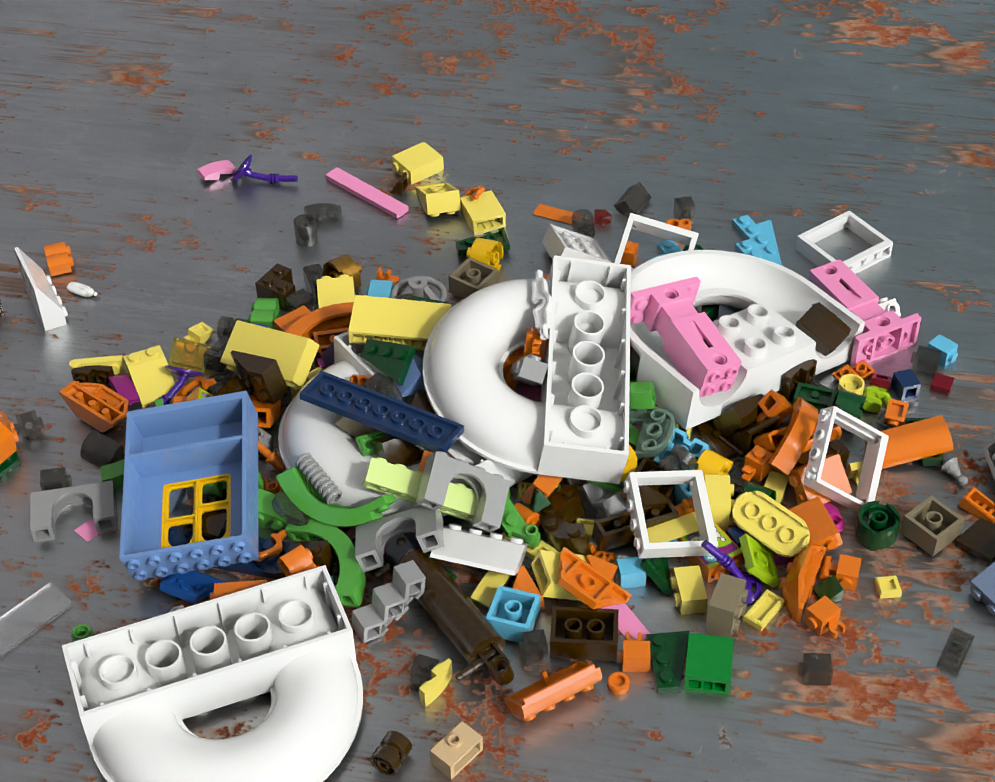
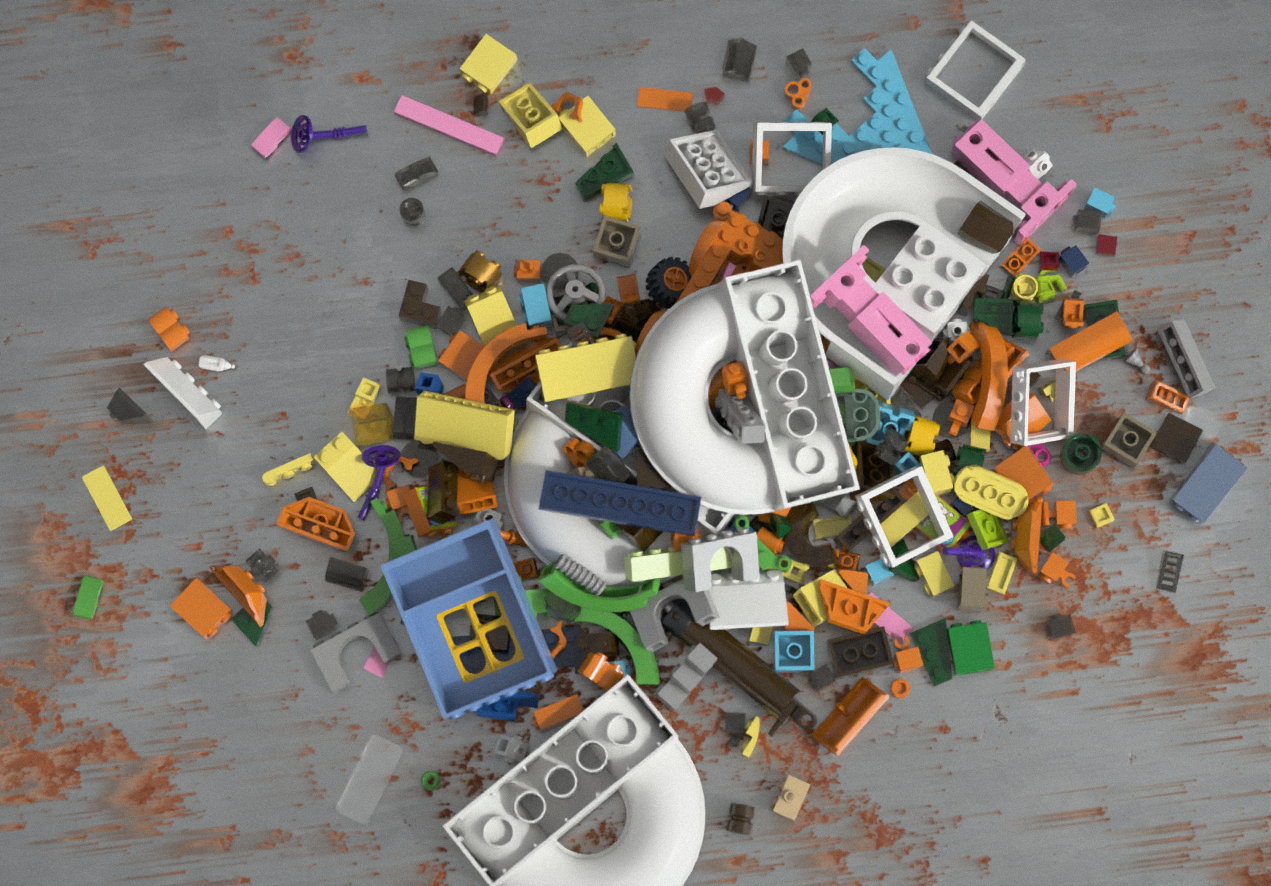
camera: 15 degrees left, 35 degrees up
(92, 374) = (283, 485): dark brown slope -> none
(124, 386) = (329, 490): magenta slope -> none
(542, 298) = (736, 353): white piece -> none

